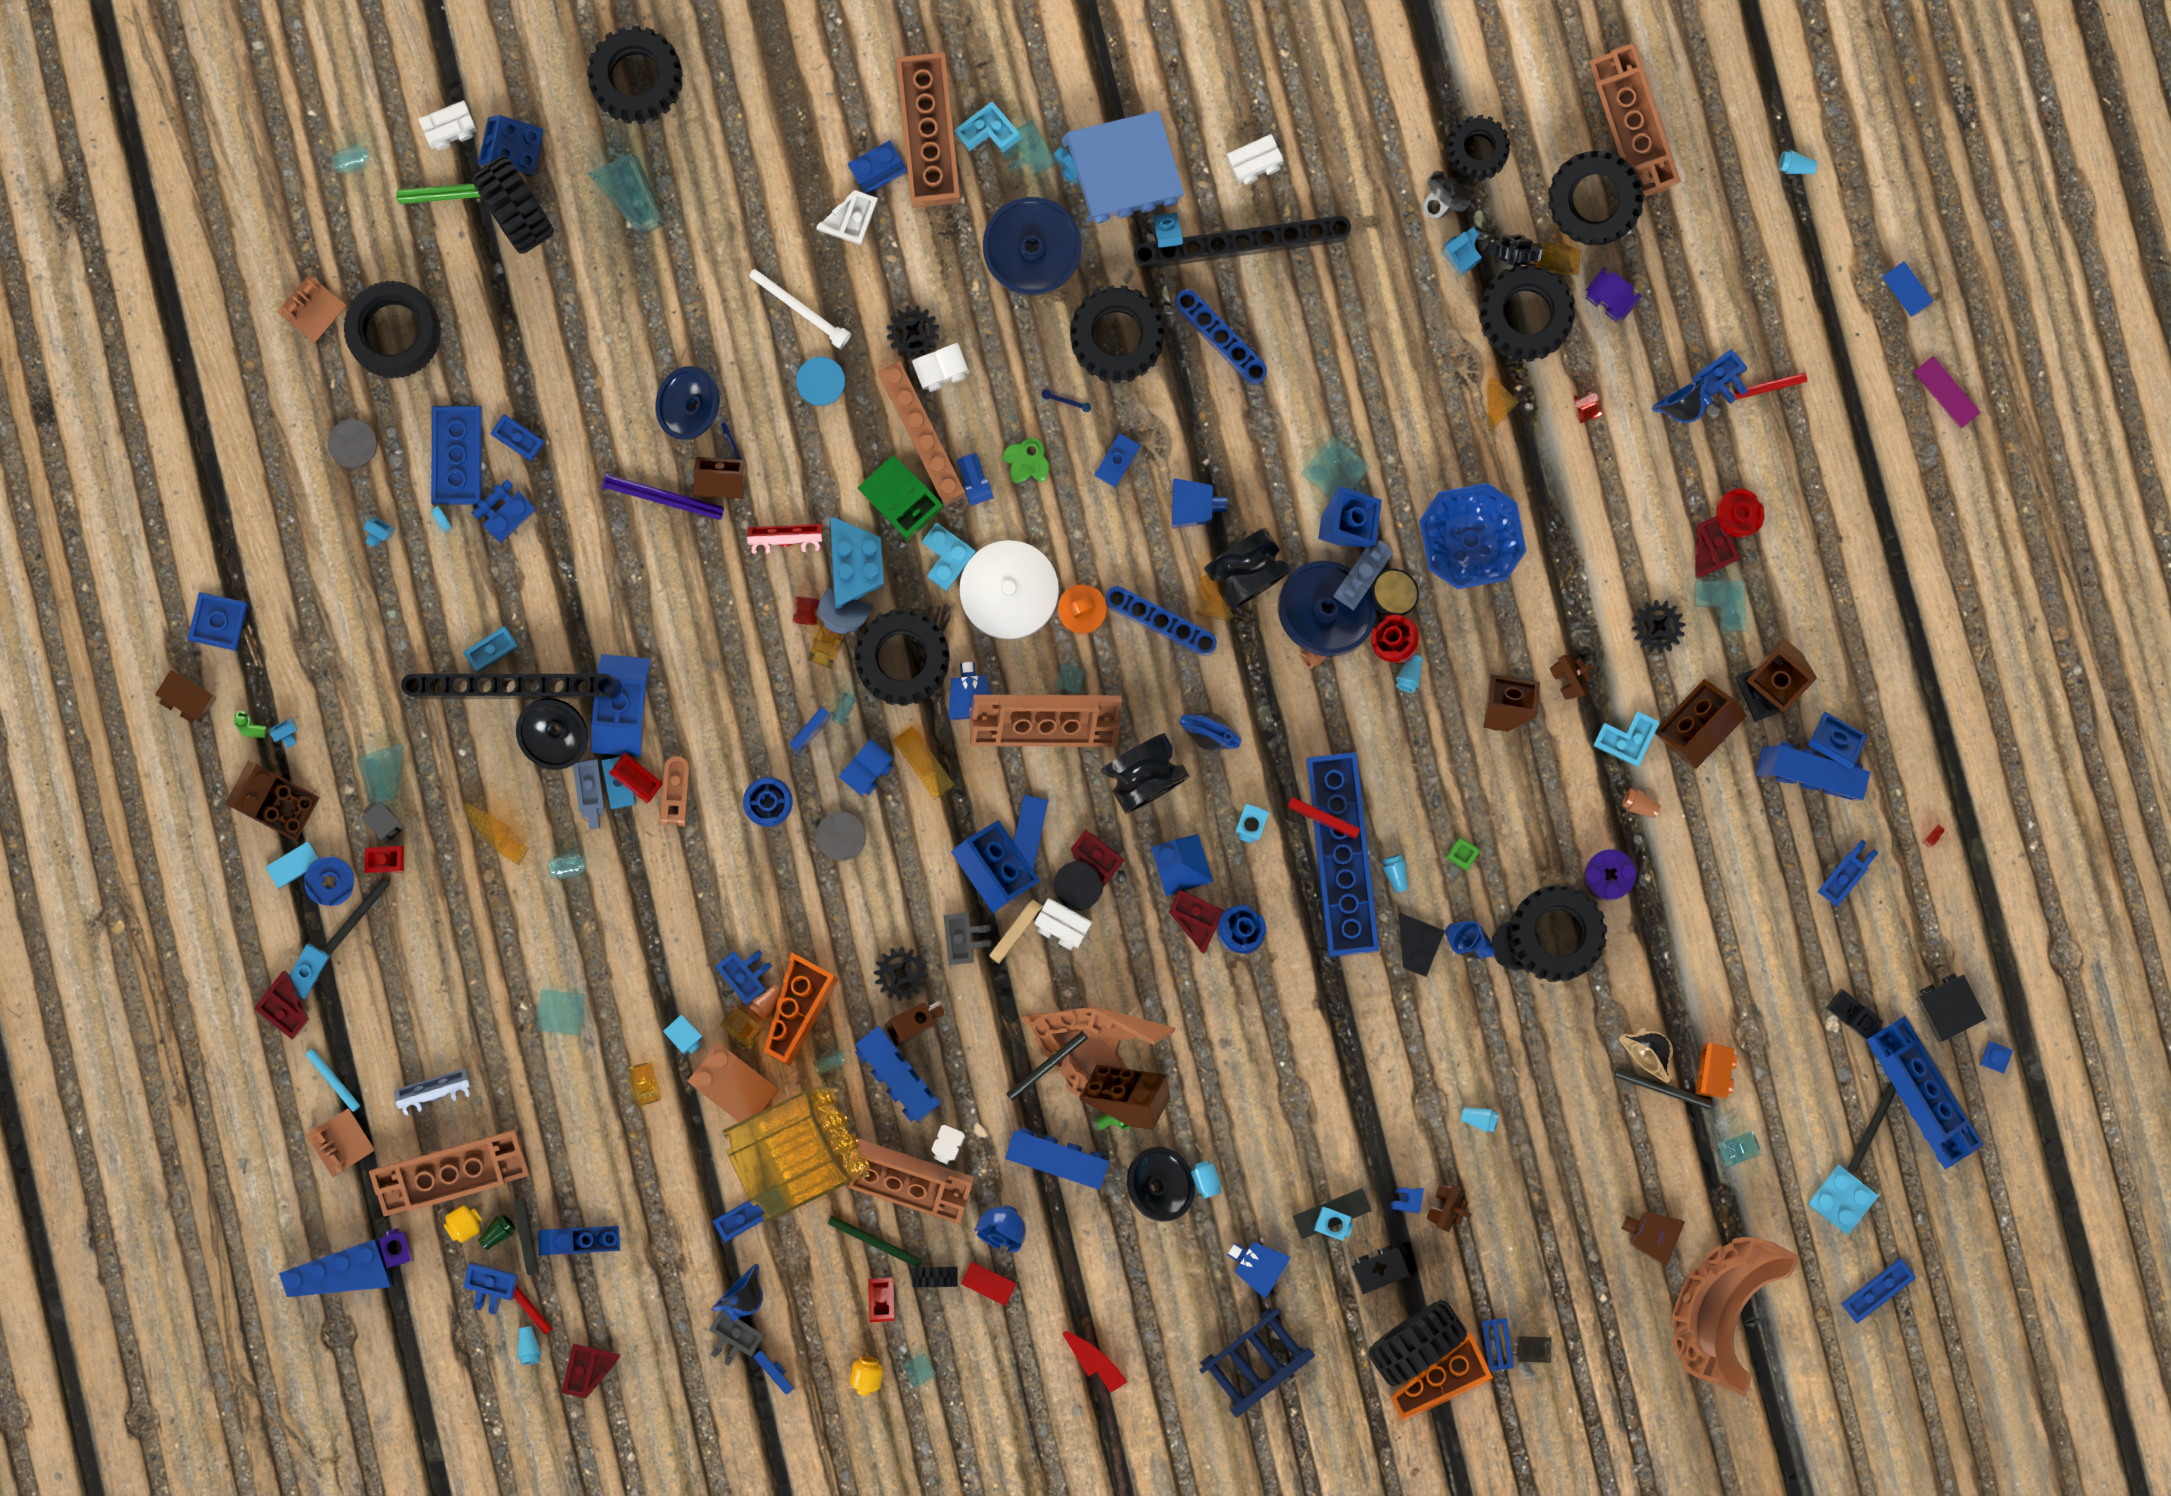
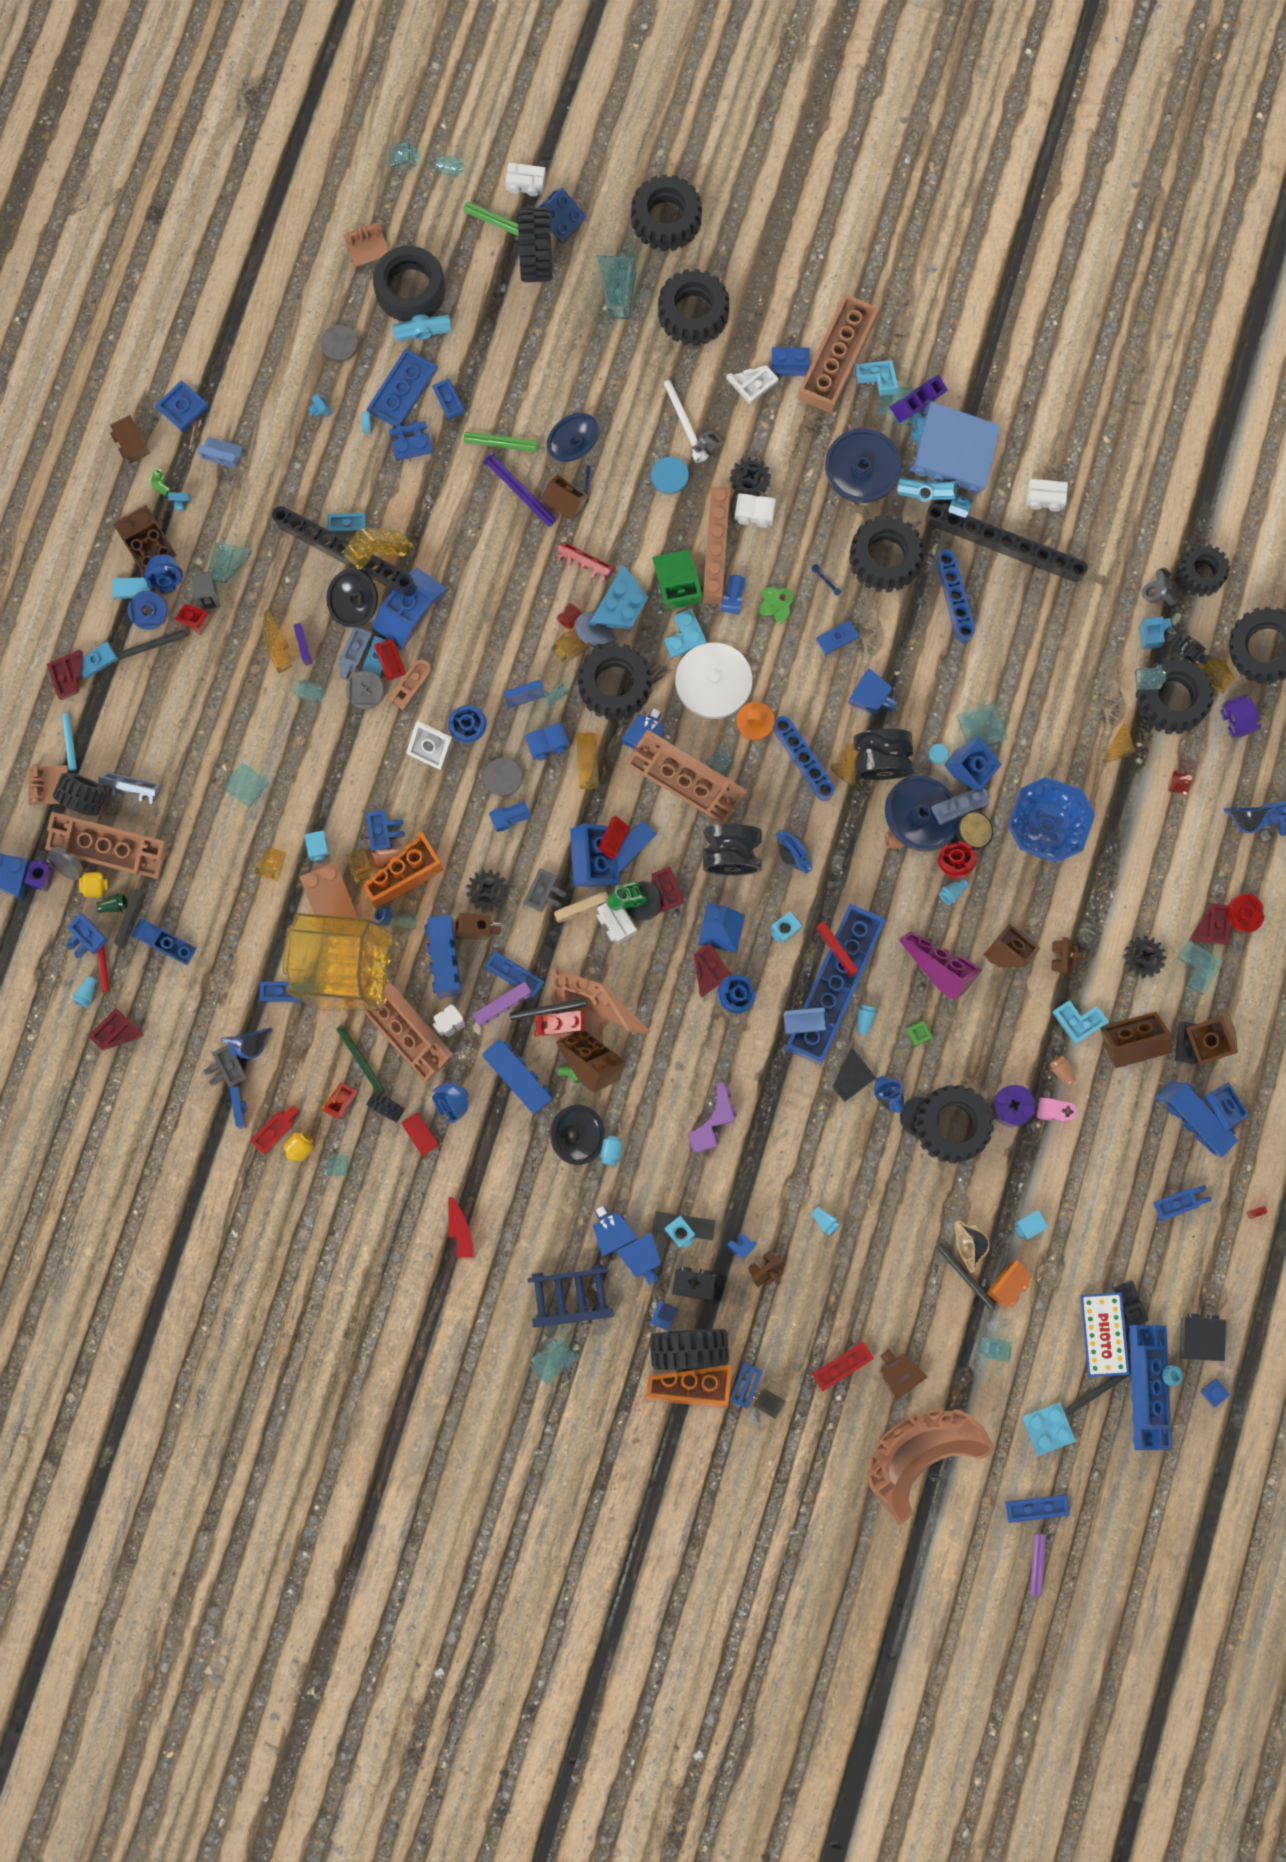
camera: 30 degrees right, 5 degrees down
(288, 177) = (403, 154): none -> clear light blue bracket
(296, 649) = (220, 452): none -> medium blue panel
(321, 829) = (163, 573): none -> blue cone
(388, 1133) = (80, 794): none -> black tyre
(418, 1220) = (65, 864): none -> flat silver tile
(436, 371) = (421, 327): none -> medium azure piece
(532, 822) = (302, 644): none -> dark purple tile
(544, 659) = (375, 541): none -> clear yellow beam
(606, 452) = (501, 441): none -> bright green axle
(628, 827) = (365, 689): none -> flat silver tile
(725, 138) = (693, 284): none -> black tyre
(739, 850) = (430, 745): none -> white slope
(803, 1069) = (383, 915): none -> blue plate
(828, 1372) = (275, 1130): none -> red hinge
(842, 316) = (710, 441): none -> dark grey plate
(871, 881) = (504, 817): none -> blue piece
(985, 1048) = (513, 973): none -> blue tile
(993, 1089) = (502, 1004): none -> medium lavender piece
(1004, 833) = (613, 837): none -> red tile
(1045, 143) = (918, 398): none -> dark purple arch
(1059, 893) = (625, 897): none -> green piece
(1069, 1074) = (559, 1023): none -> plate
(1132, 227) = (938, 490): none -> medium azure piece
(1278, 1441) = (553, 1361): none -> clear light blue bracket
(1303, 1067) = (704, 1137): none -> medium lavender arch
(1305, 528) = (938, 754): none -> medium azure tile
(1308, 1275) = (641, 1258): none -> blue torso
(1334, 917) = (804, 1020): none -> medium blue panel
(1367, 1322) = (664, 1316): none -> blue panel
(1453, 768) = (947, 972): none -> magenta wedge
(1490, 313) = (1150, 678): none -> clear light blue bracket
(1588, 1263) = (842, 1366): none -> red plate
(1654, 854) = (1052, 1110): none -> bright pink piece
(1701, 994) = (1030, 1225): none -> medium azure brick
(1846, 1064) = (1105, 1334): none -> tile
(1912, 1349) = (1037, 1565): none -> medium lavender axle
(1941, 1065) = (1172, 1375): none -> medium azure tile

